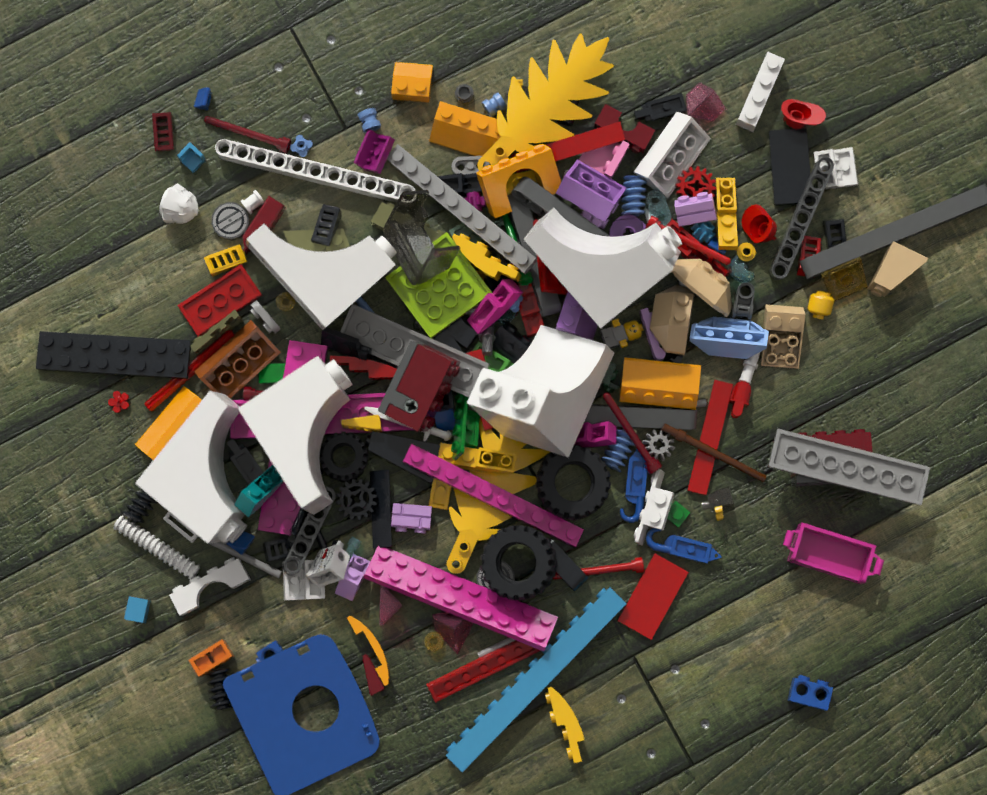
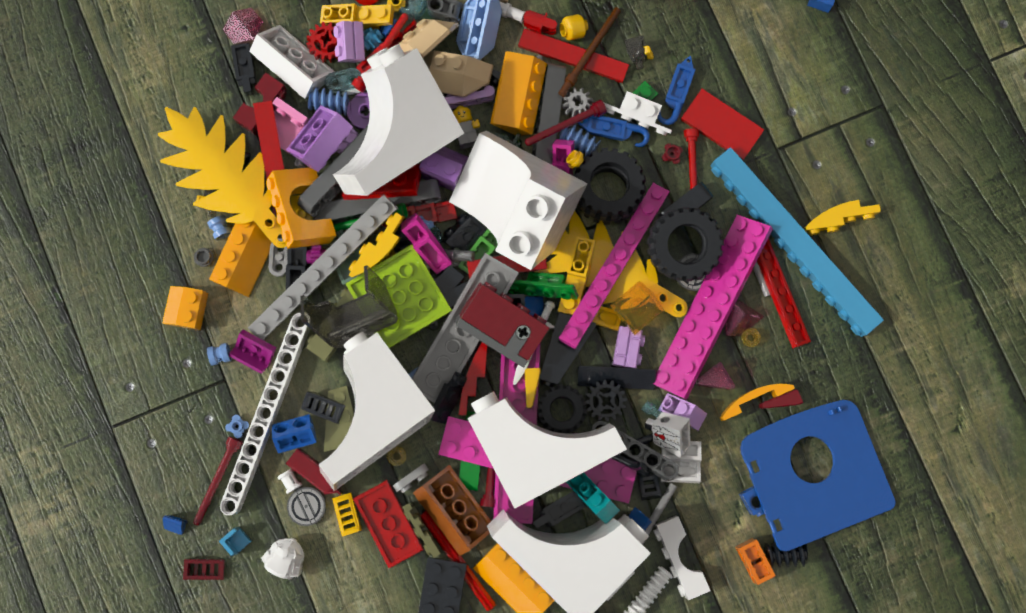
camera: 85 degrees left, 0 degrees up
(298, 200) = (293, 433): none -> blue brick
(450, 520) = (637, 307): none -> clear yellow slope
(594, 444) = (574, 159): none -> yellow plate
(621, 546) = (677, 150): none -> dark red plate
(738, 434) = (573, 27): none -> yellow head

